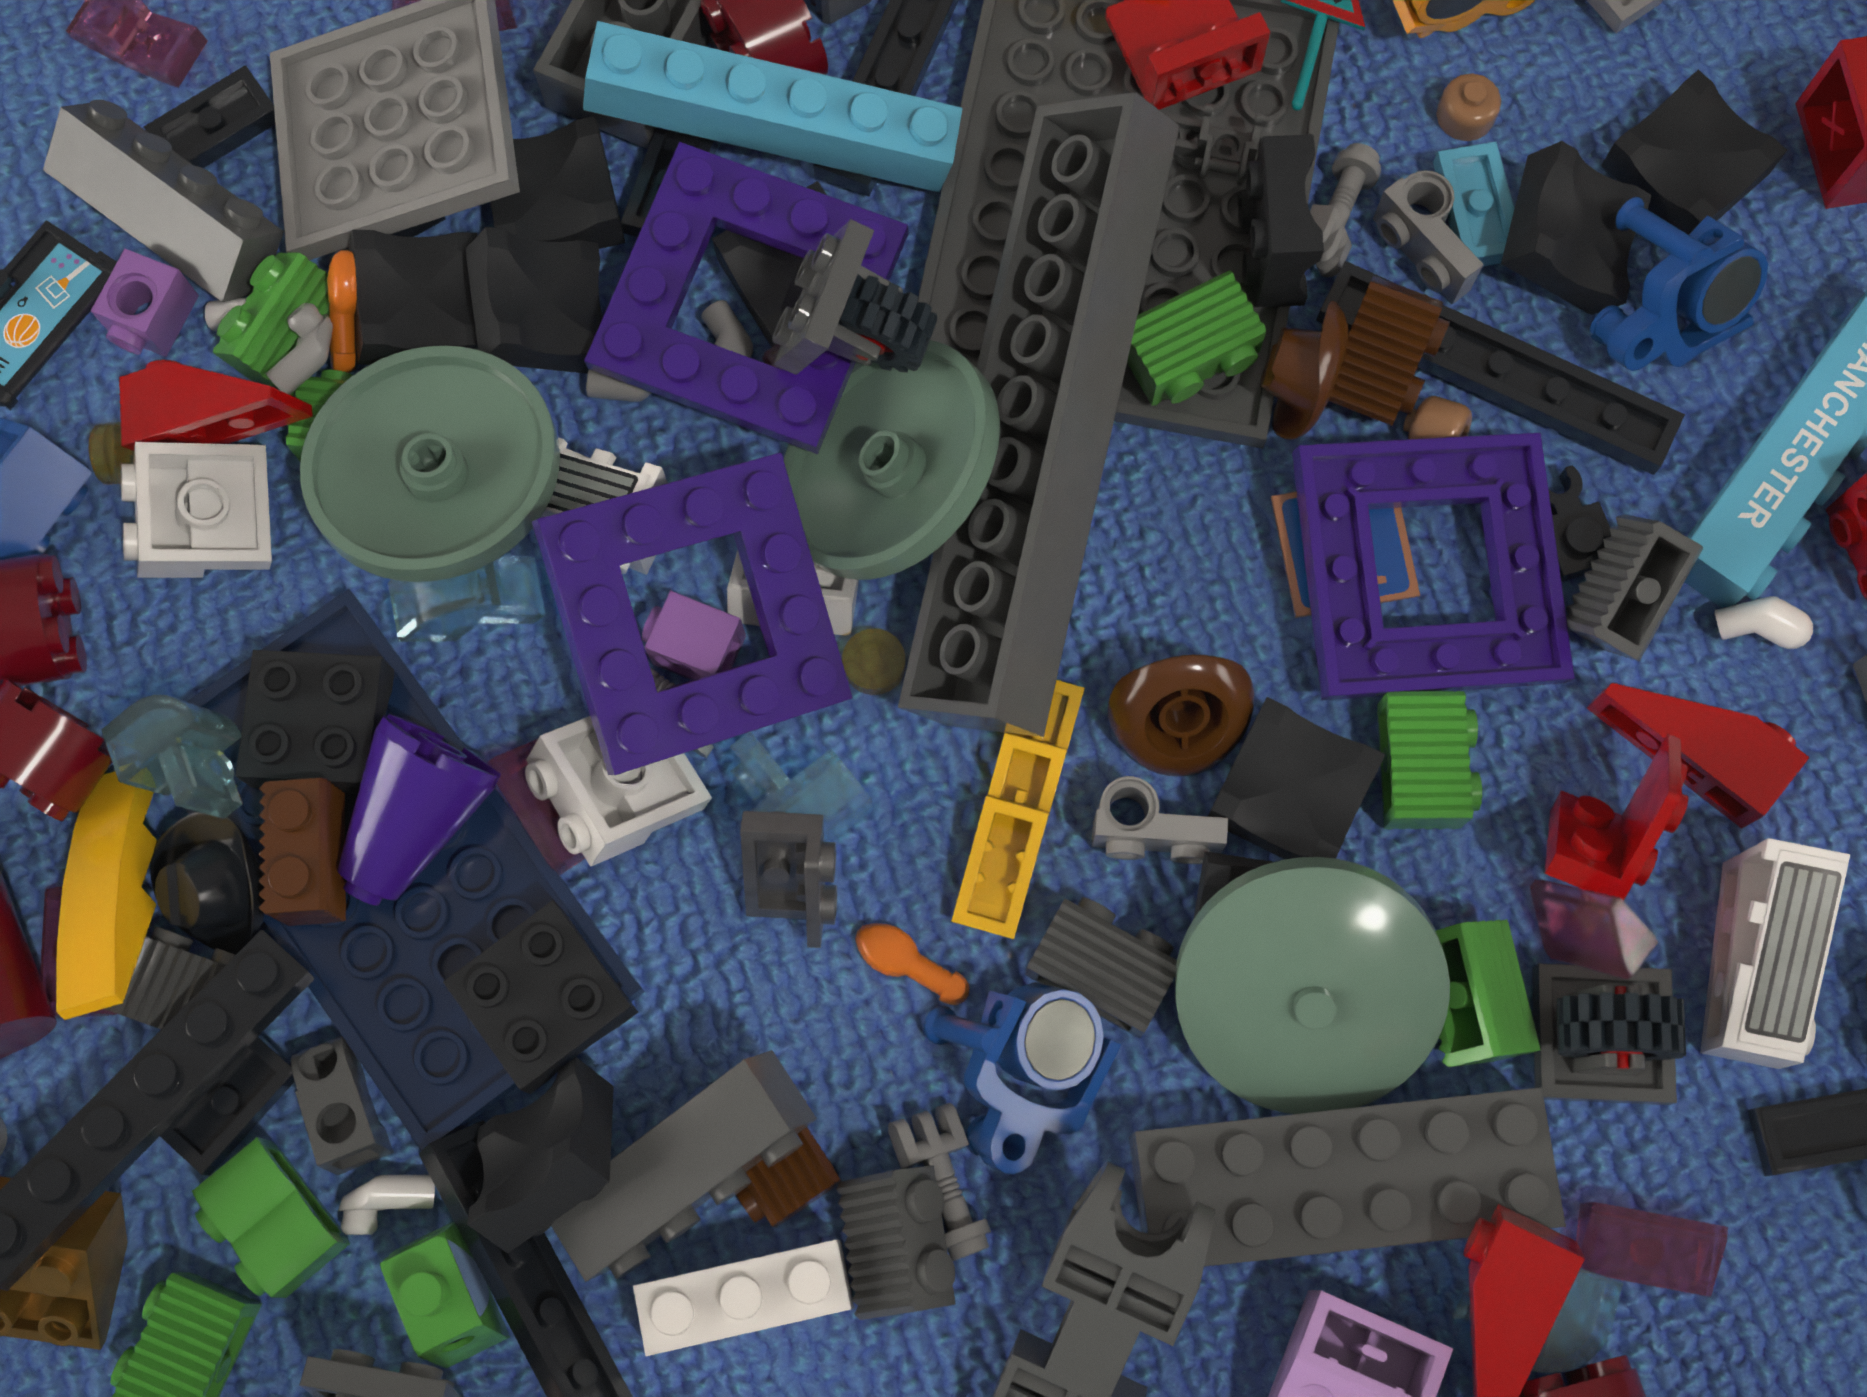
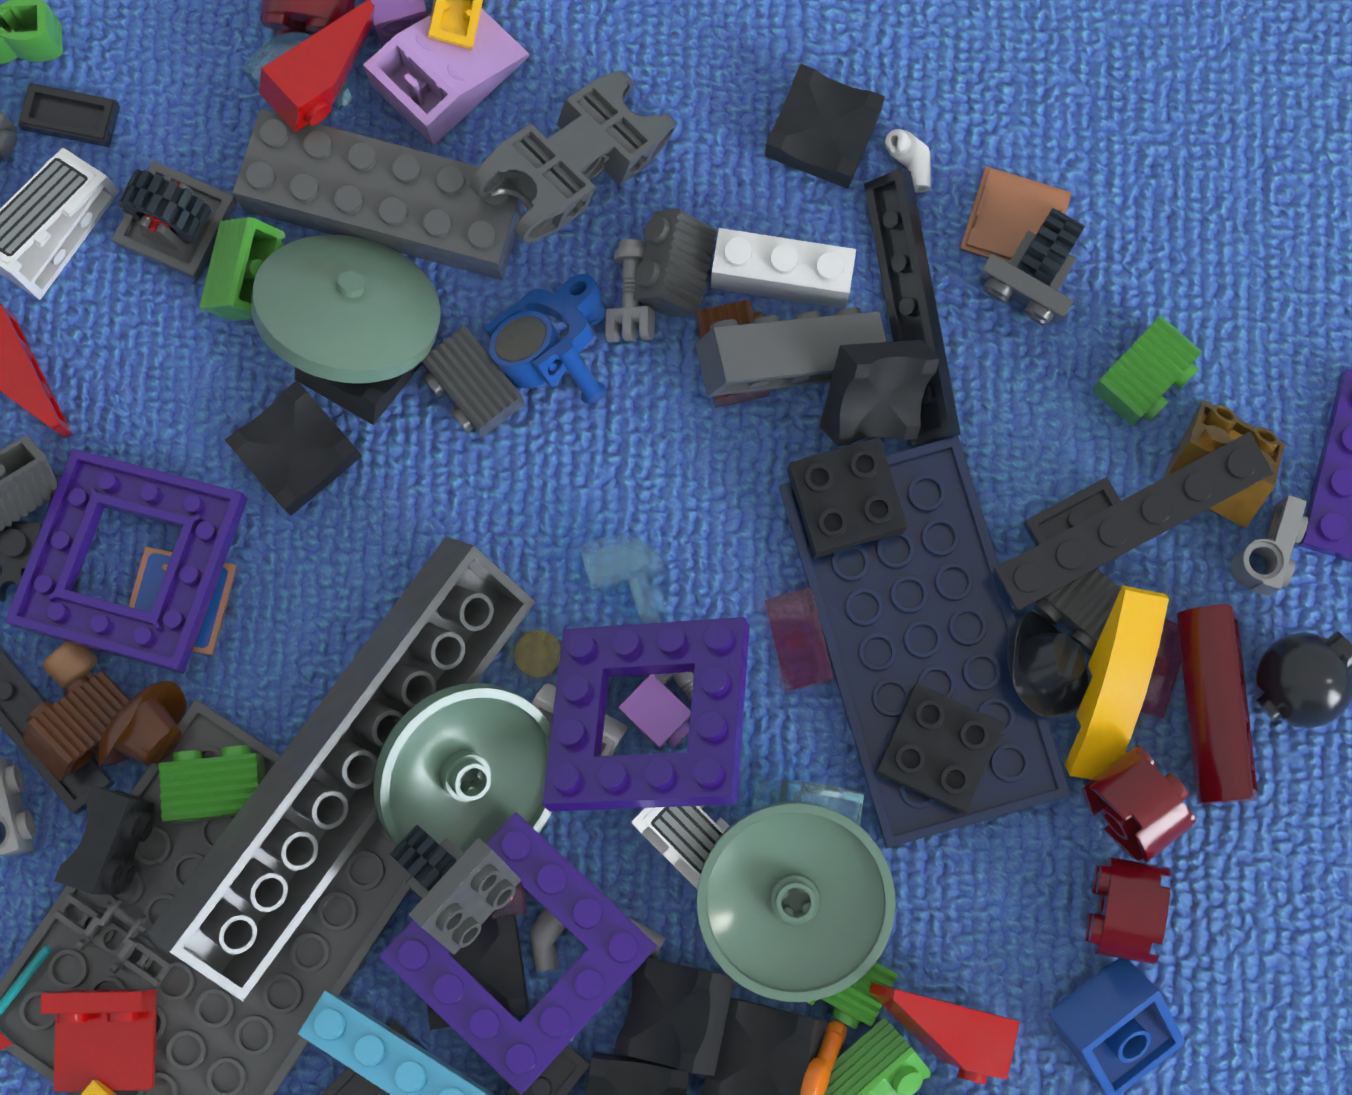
camera: 160 degrees left, 5 degrees up
(107, 453) = (1031, 1027): clear yellow tile -> none
(176, 751) = (1034, 759): clear light blue brick -> none
(196, 509) = (979, 955): white plate -> none
(268, 1219) = (1070, 433): bright green brick -> none
(303, 851) = (974, 653): reddish brown brick -> none
(310, 350) = (855, 1037): light grey arm -> none
(338, 1107) = (1005, 489): dark grey leg -> none
(383, 1193) = (991, 422): white arm -> none
(408, 807) = (889, 657): dark purple cone -> none
(443, 1298) = (973, 340): bright green torso -> none
(605, 811) = (768, 608): white plate -> none
(788, 869) = (648, 519): flat silver bracket -> none
(897, 955) = (603, 449): orange piece -> none
(1016, 820) = (491, 496): yellow slope -> none
(1181, 835) = (381, 445): light grey plate -> none
(1182, 712) = (345, 526): reddish brown hat -> none
(1355, 170) = (27, 888): light grey hinge -> none
(1427, 760) = (197, 432): bright green brick -> none
(1590, 929) = (151, 274): clear pink slope -> none
(1610, 850) = (107, 321): red bracket -> none
(1650, 1248) = (213, 90): clear pink slope -> none

